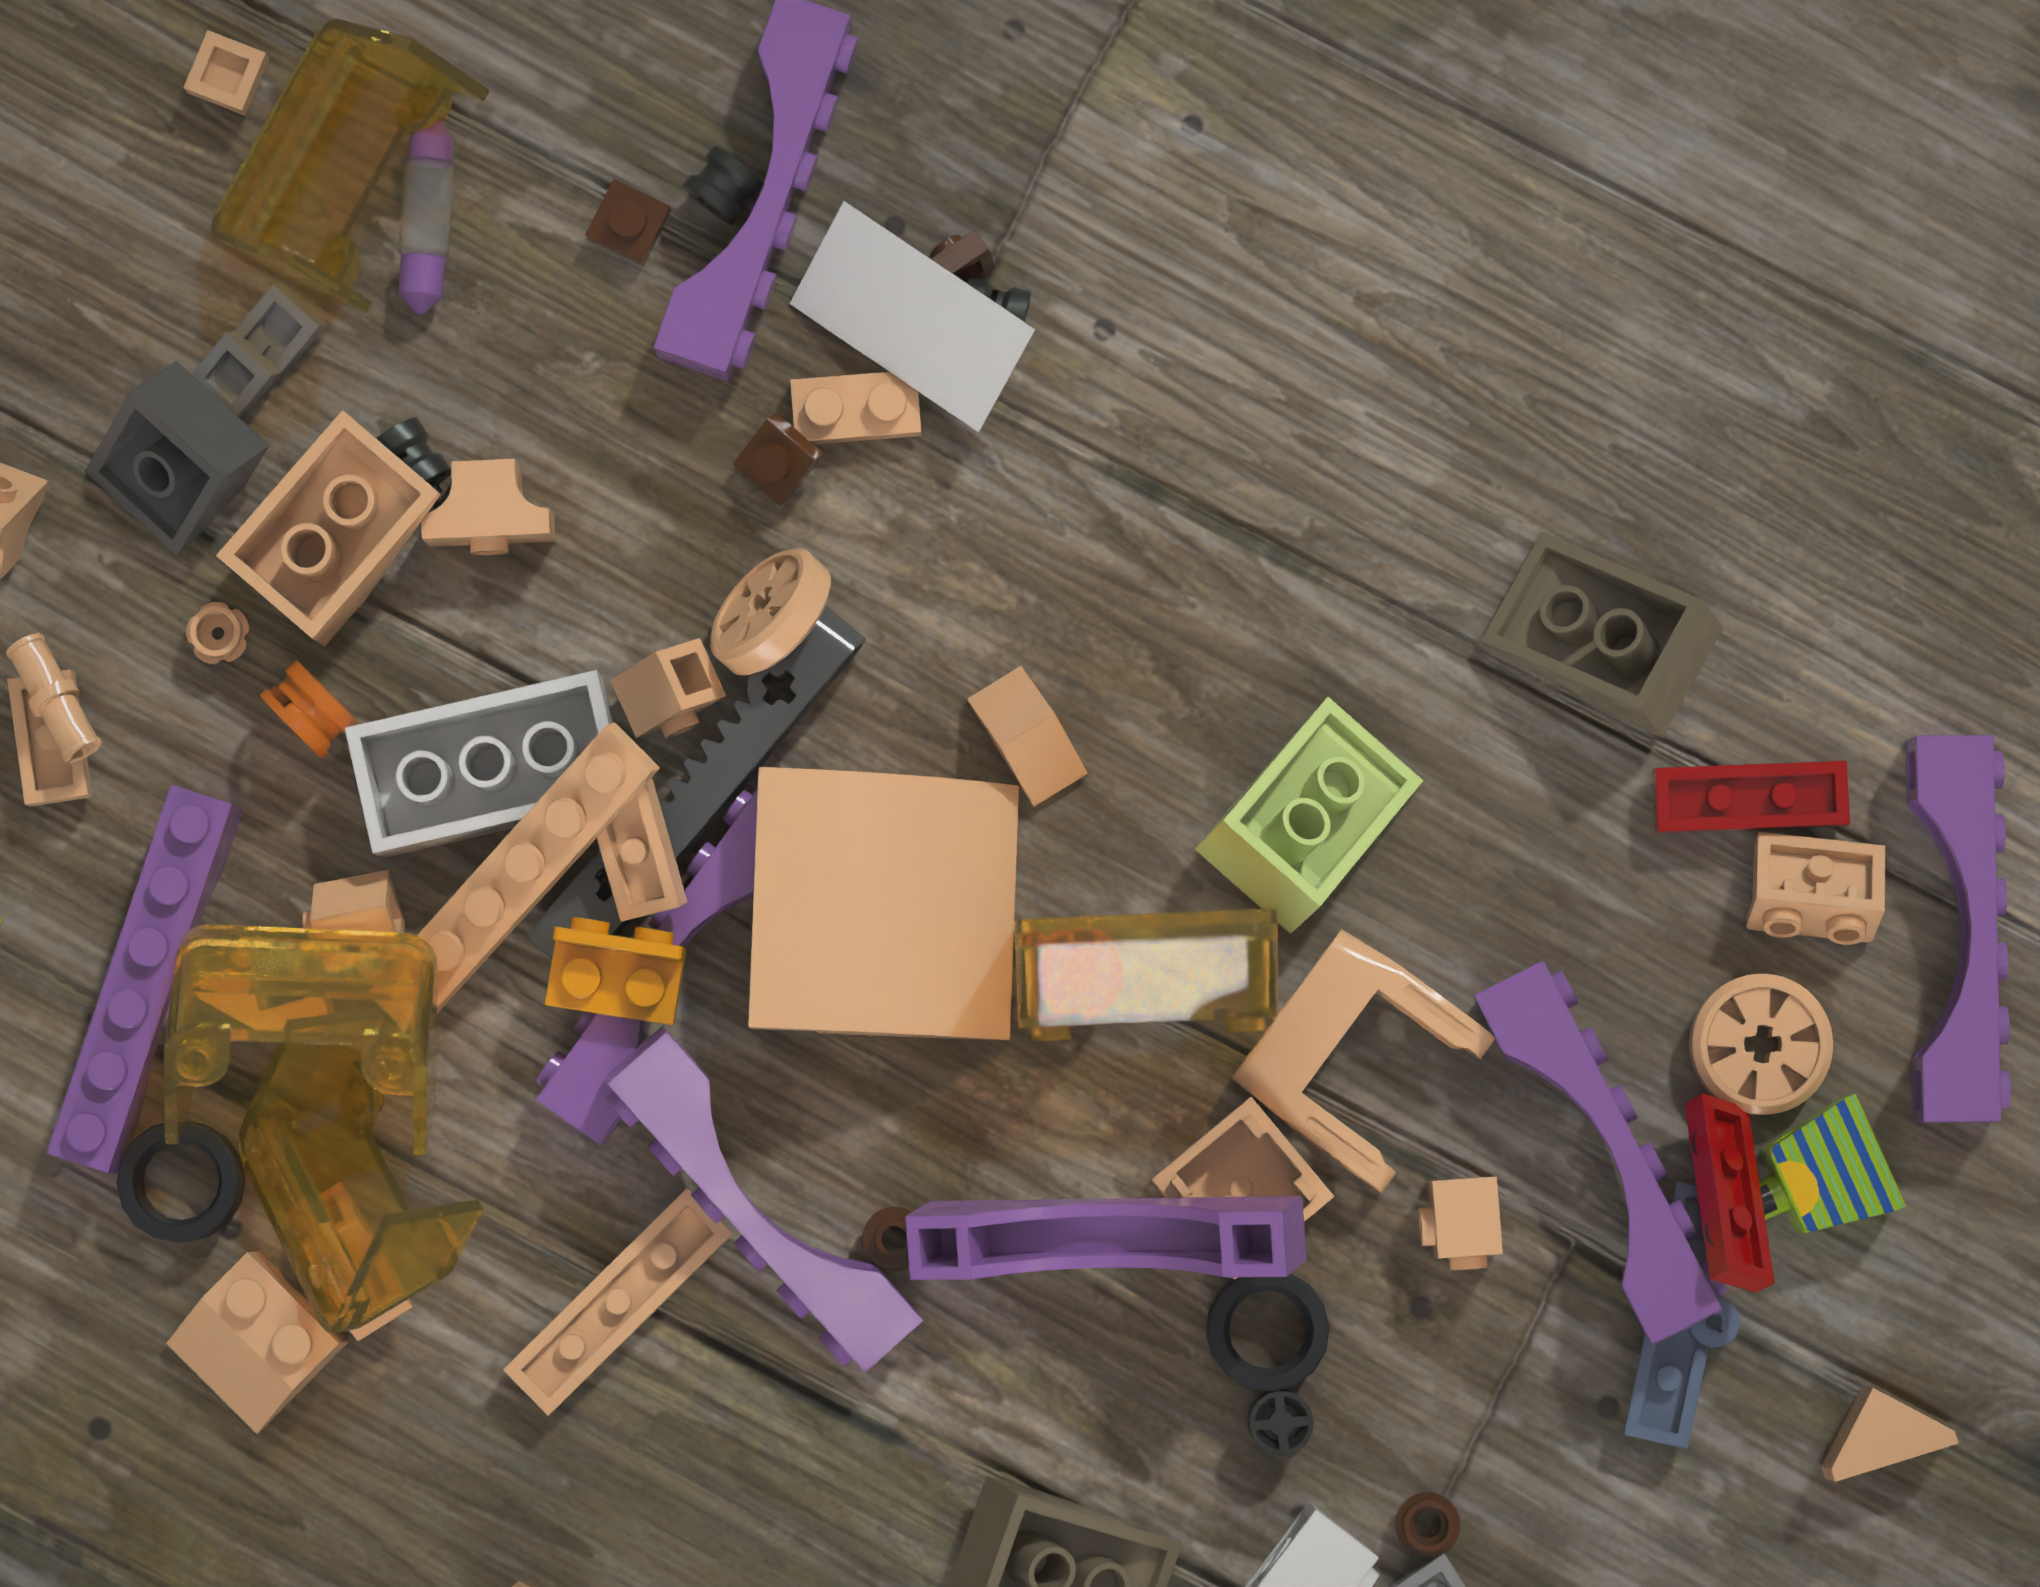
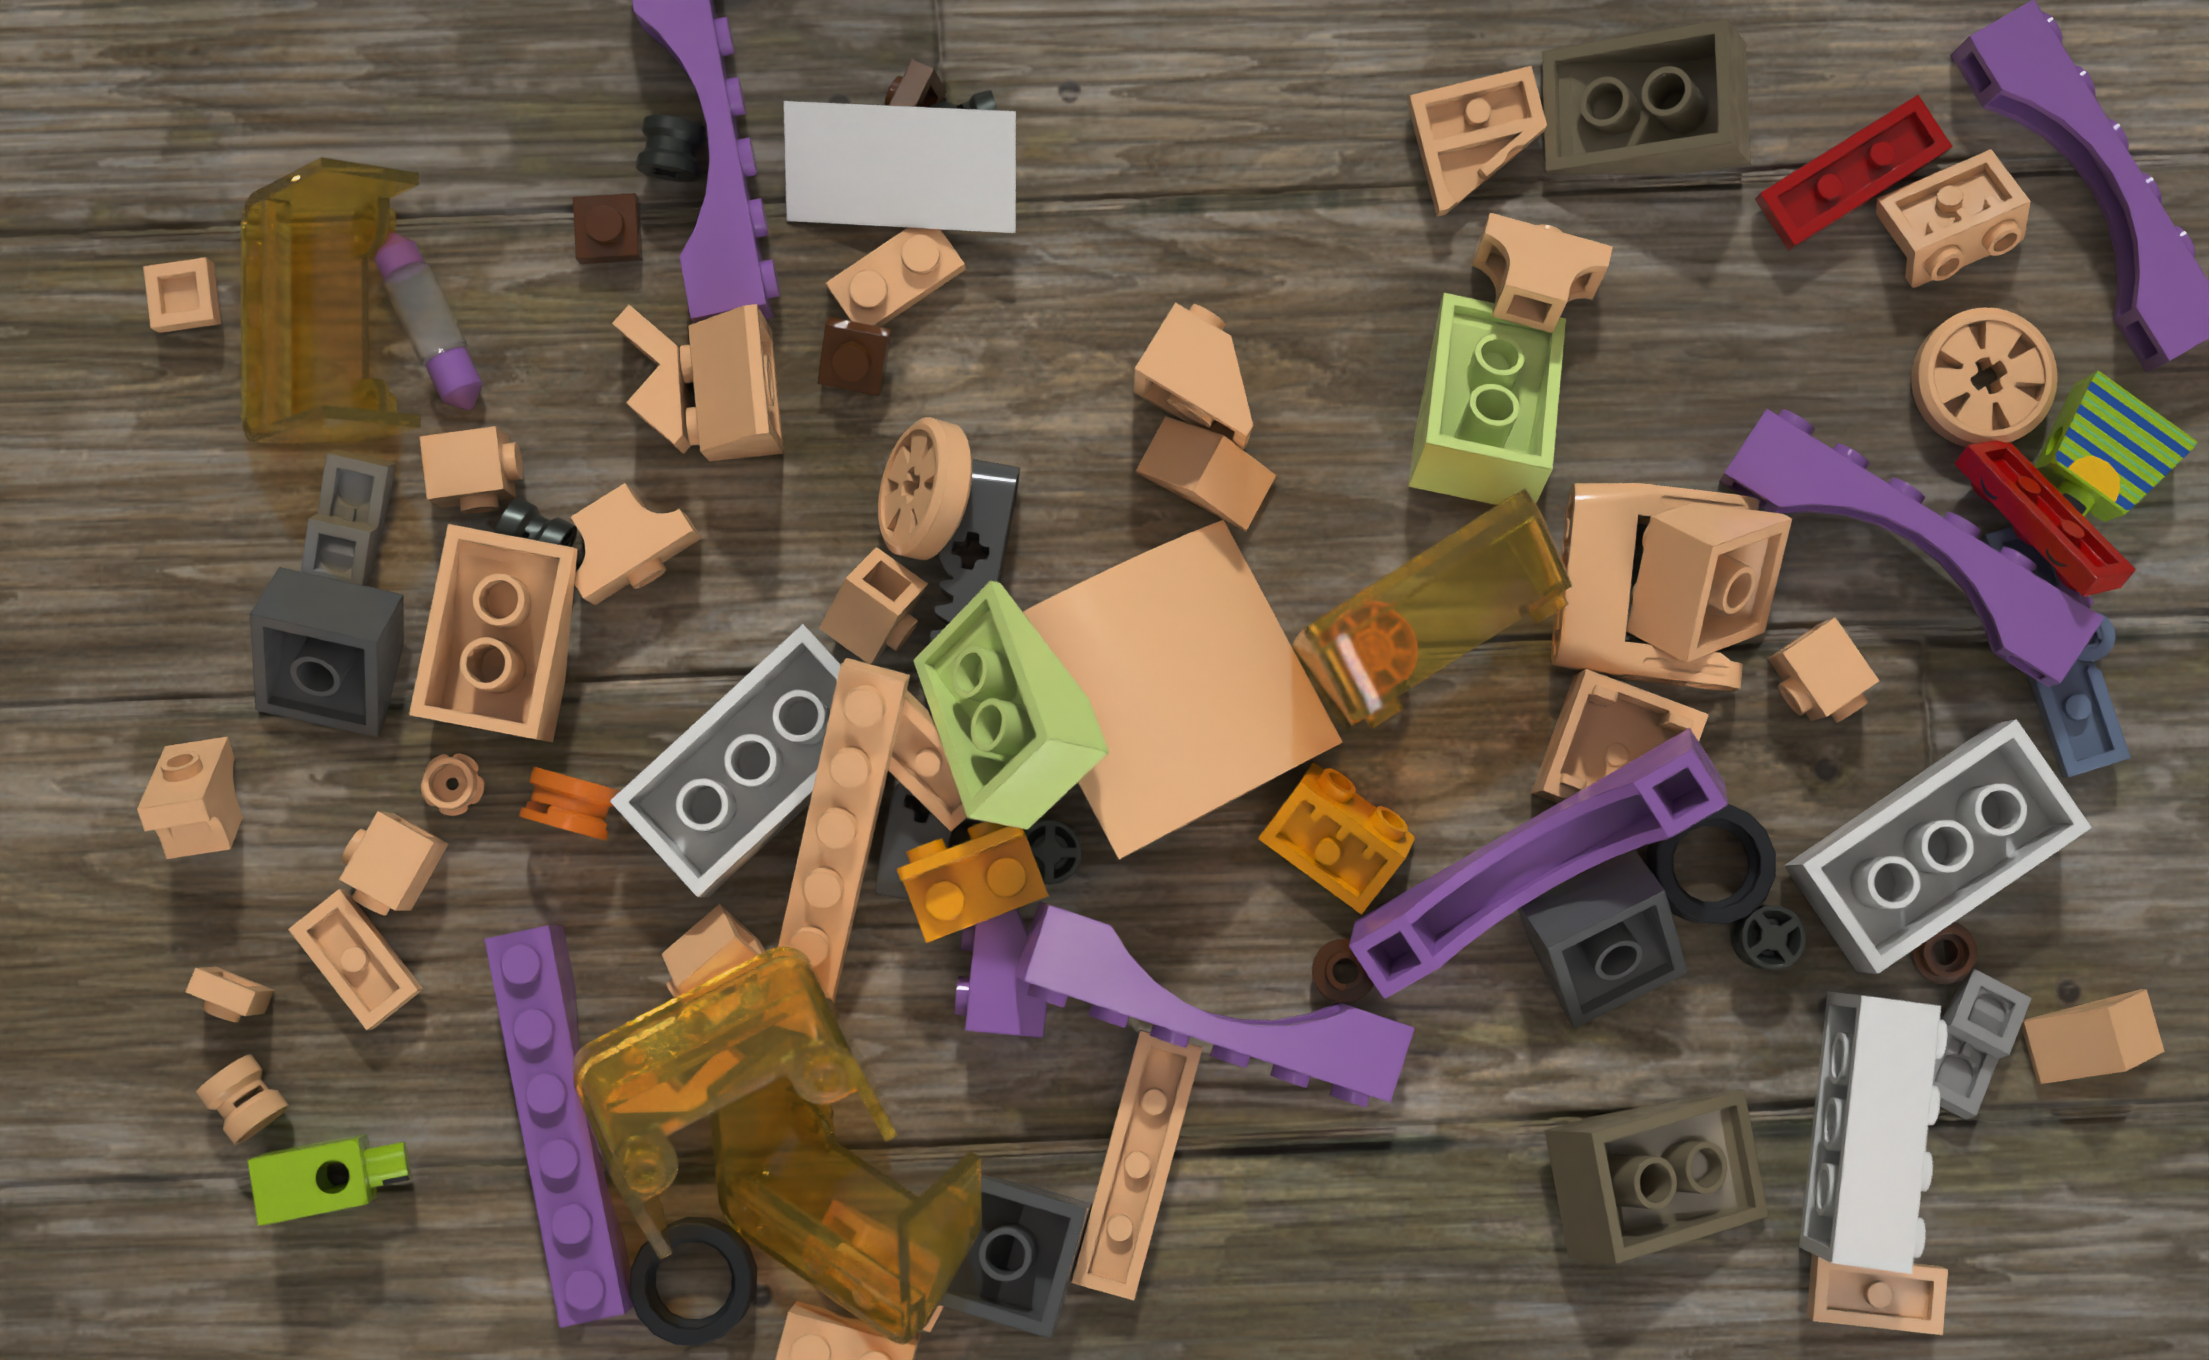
camera: 30 degrees left, 0 degrees up
(53, 697) = (337, 922): light nougat pin -> none
(126, 672) = (390, 863): none -> light nougat brick
(389, 369) = (470, 469): none -> light nougat brick
(471, 1320) = (1020, 1257): none -> dark grey slope
(592, 401) = (664, 394): none -> light nougat slope
(657, 427) = (733, 386): none -> light nougat slope
(696, 987) = (1051, 842): none -> pearl dark grey wheel
(723, 847) = (1007, 712): none -> yellowish green slope
(957, 1119) = (1338, 837): none -> light orange bracket
(1061, 645) = (1196, 374): none -> light nougat slope
(1136, 1339) = (1604, 937): none -> dark grey slope
(1405, 1079) = (1706, 578): none -> light nougat slope
(1419, 724) = (1538, 269): none -> light nougat brick
(1437, 569) = (1474, 131): none -> light nougat wing
(1470, 1427) = (1937, 847): none -> white brick

